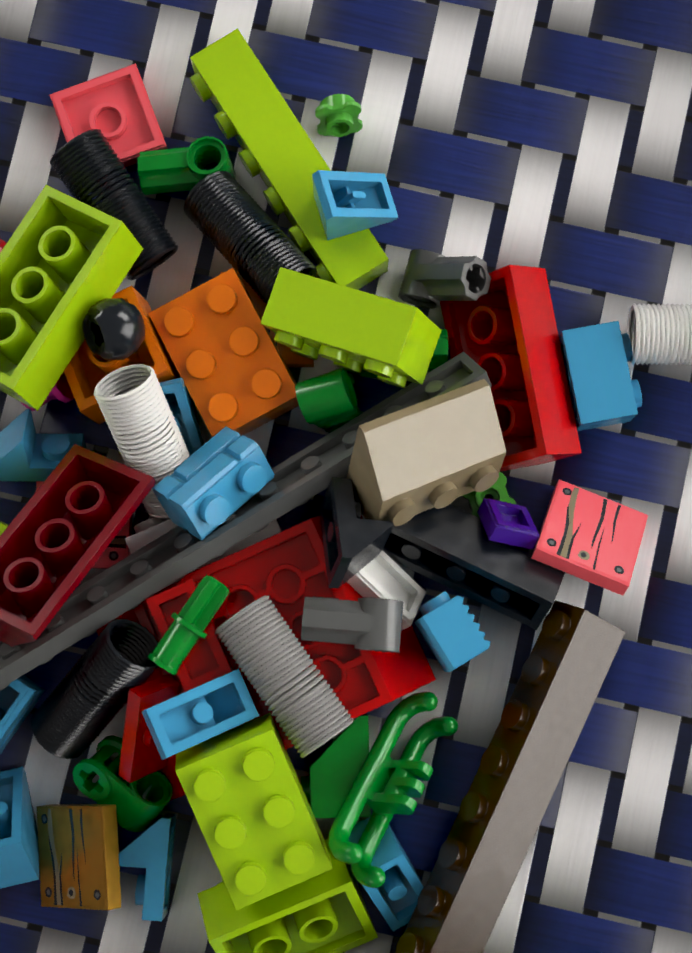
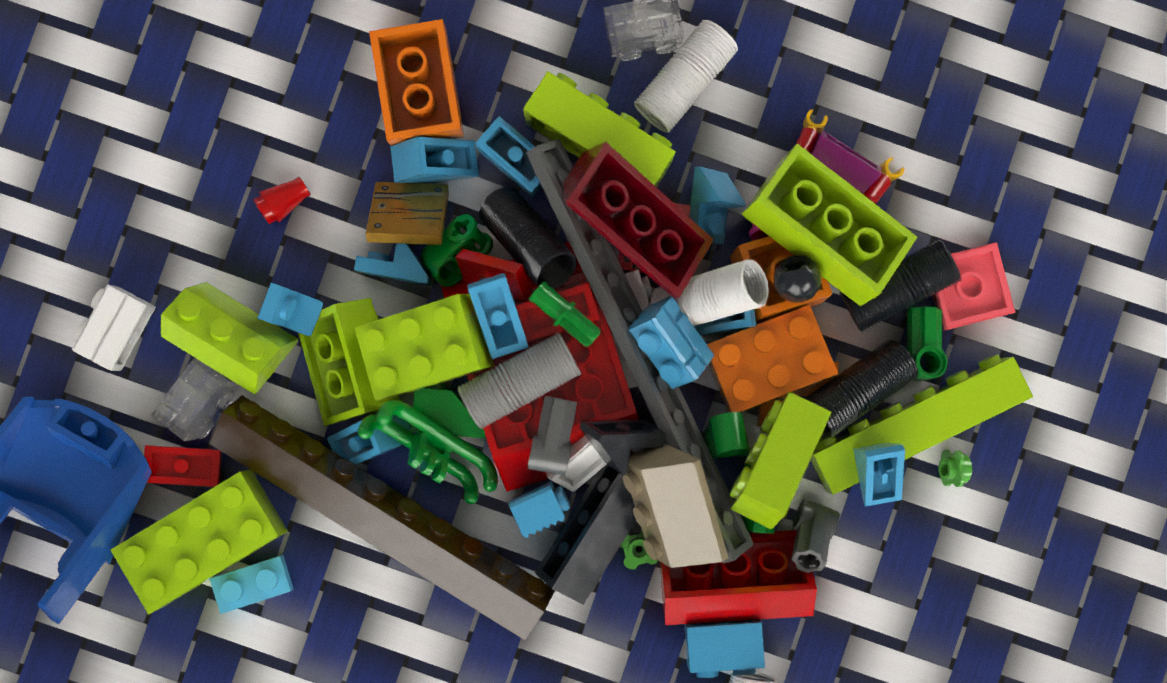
camera: 90 degrees right, 5 degrees up
(508, 523) = (616, 561): dark purple tile -> none
(590, 537) = (599, 623): coral tile -> none

